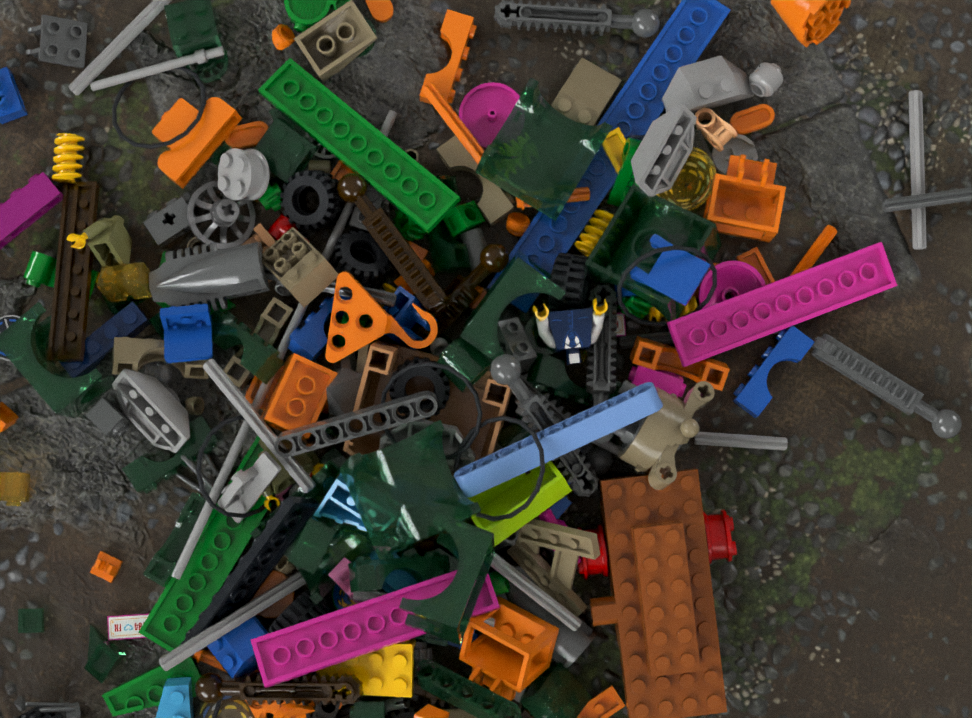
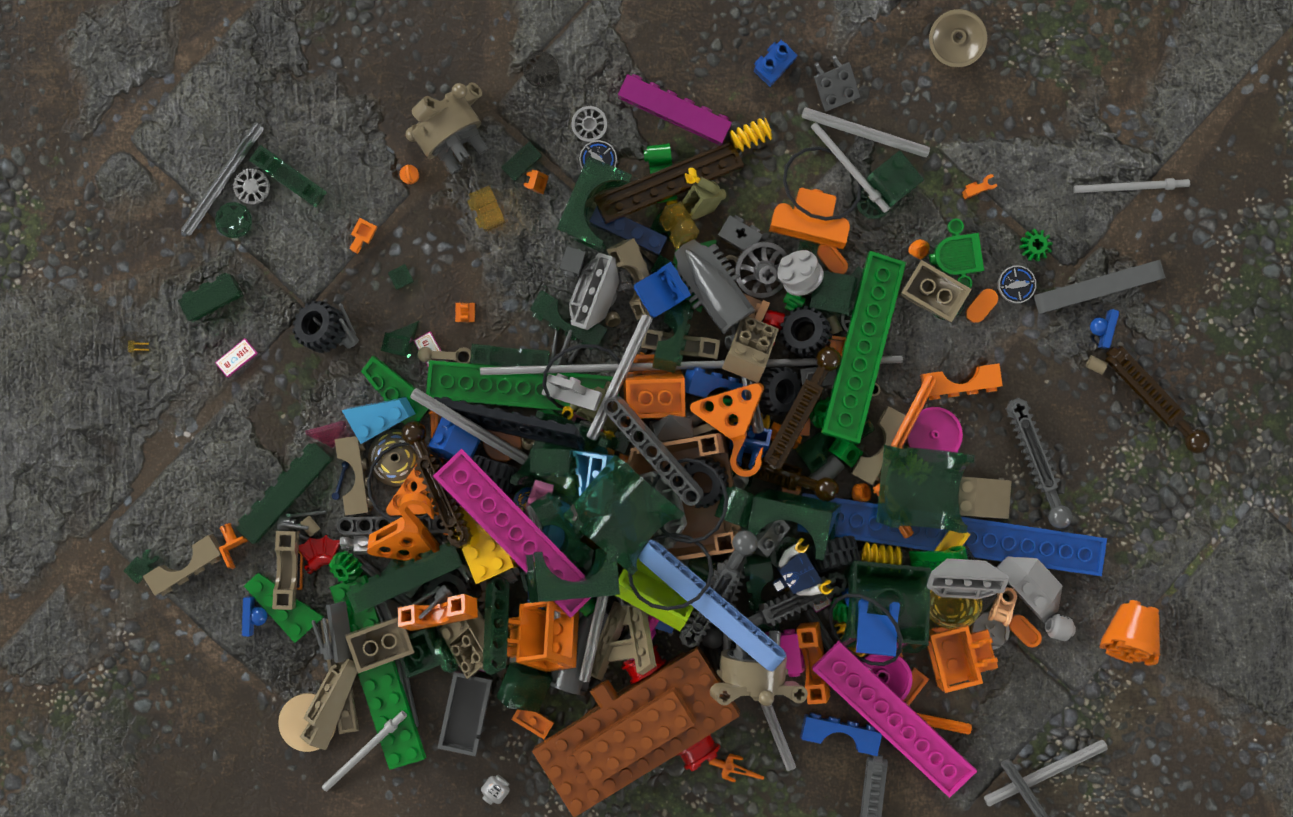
camera: 60 degrees right, 5 degrees up
(129, 633) = (426, 354): none -> dark tan piece
(751, 512) = (728, 767): none -> orange piece

